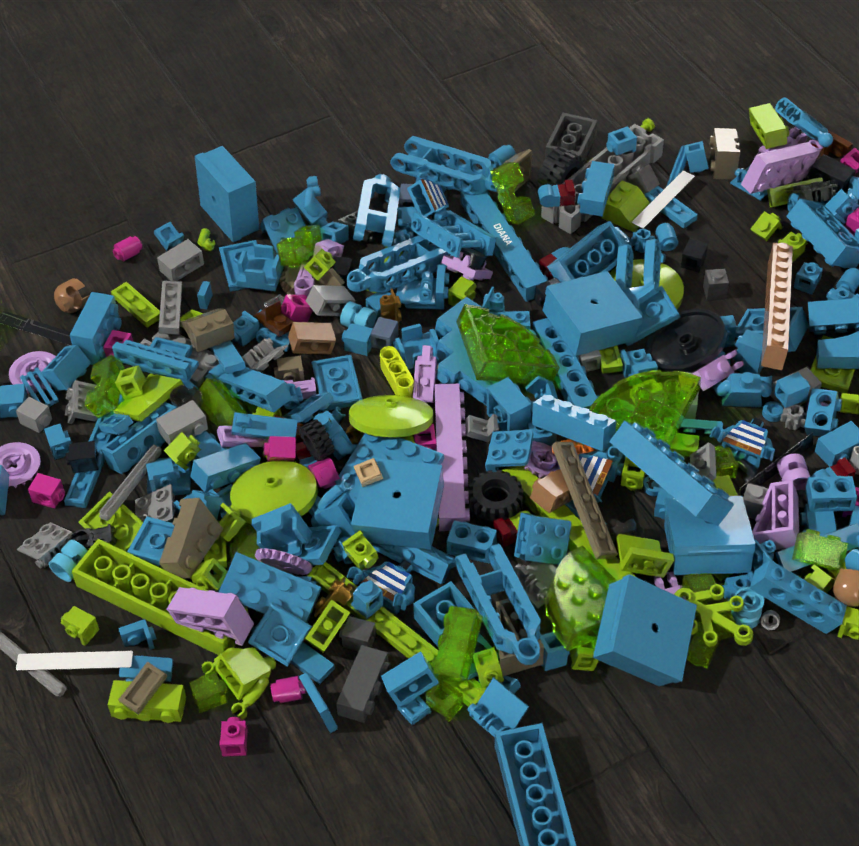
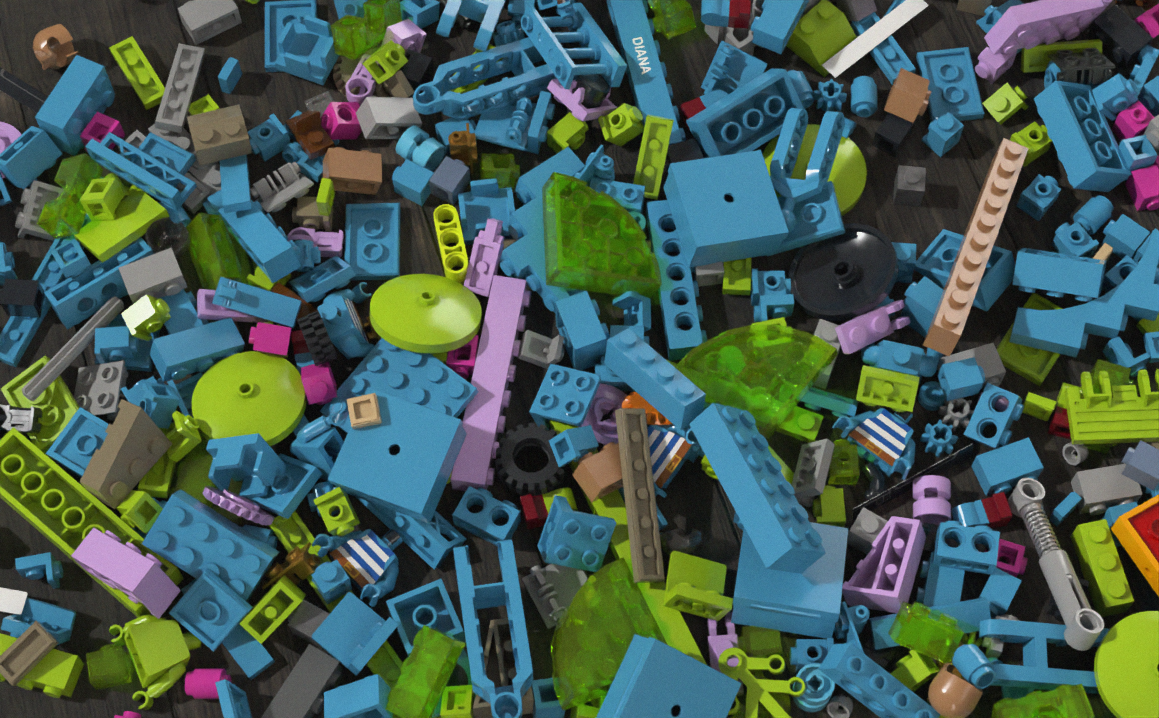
camera: 10 degrees right, 15 degrees up
(298, 353) = (325, 197): none -> lime tile
(394, 630) = (353, 633): none -> dark azure bracket
(419, 317) = (501, 168): none -> clear neon green brick
(501, 278) = (622, 124): none -> lime brick
(526, 479) = (573, 444): none -> dark azure brick
(529, 289) = (653, 154): none -> lime plate
(569, 232) = (731, 69): none -> dark azure hinge
(698, 229) = (908, 96): none -> medium nougat brick
(724, 223) = (951, 83): none -> dark azure tile
(729, 250) = (943, 134): none -> dark azure brick
(742, 404) = (887, 389): none -> lime bracket
(751, 203) = (993, 66): none -> lavender brick
(786, 435) = (942, 444): none -> dark azure gear

